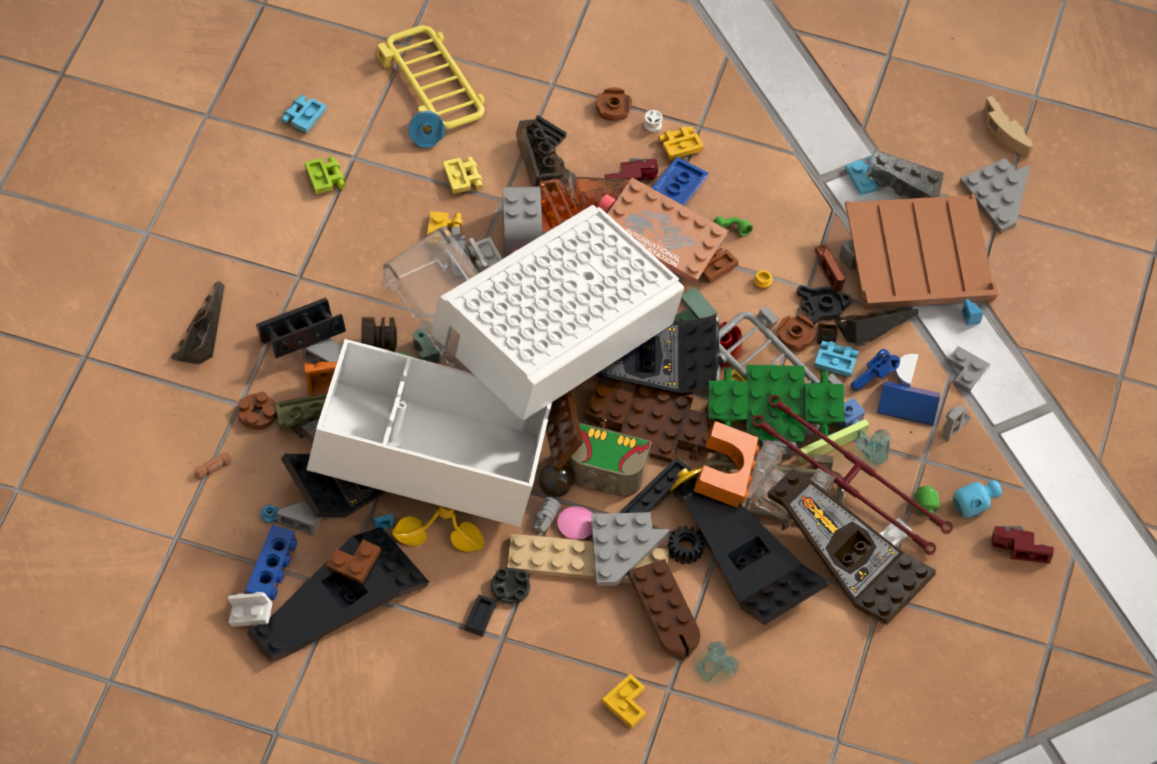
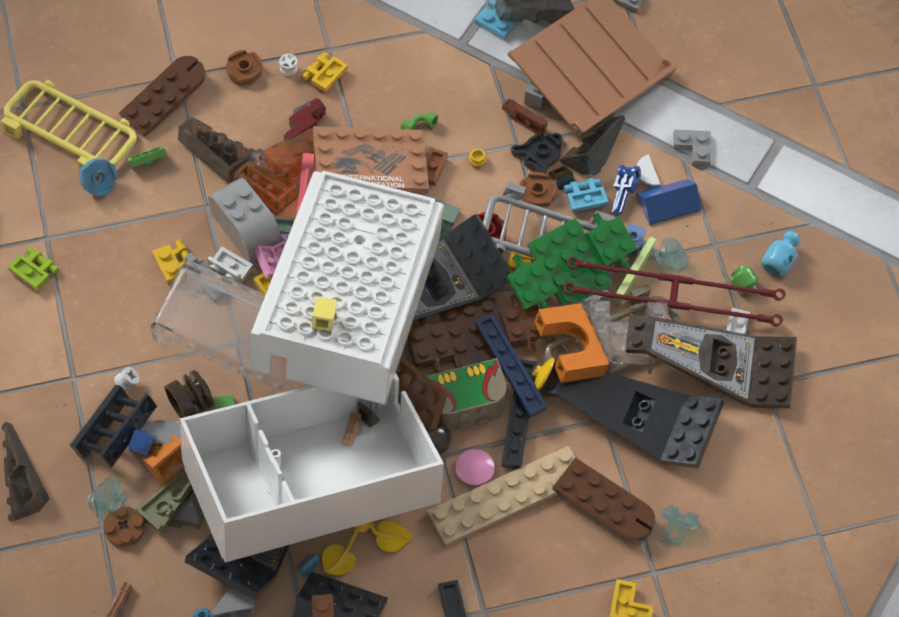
camera: 30 degrees left, 5 degrees up
(258, 379) = (106, 496): none -> clear light blue bracket
(312, 350) = (142, 442): none -> blue brick
(338, 299) = (127, 379): none -> white wheel
(426, 350) = (237, 382): sand green leg -> none
(457, 176) = (153, 206): light yellow plate -> none
(479, 135) = (146, 157): none -> bright green plate
(490, 433) = (351, 429): none -> nougat axle
(508, 311) = (324, 313): none -> light yellow brick
(510, 585) = (459, 559): pearl dark grey dish -> none
(512, 430) = (367, 415): none -> dark brown slope
(530, 91) = (164, 94): none -> reddish brown plate
(546, 514) = (448, 485): light grey hinge -> none
(552, 130) = (209, 119): black tile -> none
(621, 544) = (528, 465): light grey wing -> none
(664, 457) = (511, 365): none -> dark blue plate
(680, 181) = (348, 107): blue tile -> none
(685, 535) = (580, 444): black tyre -> none
(955, 421) = (720, 198): light grey wing -> none
(971, 313) = (665, 94): dark azure slope -> none
(1021, 544) = (842, 274): dark red plate -> none

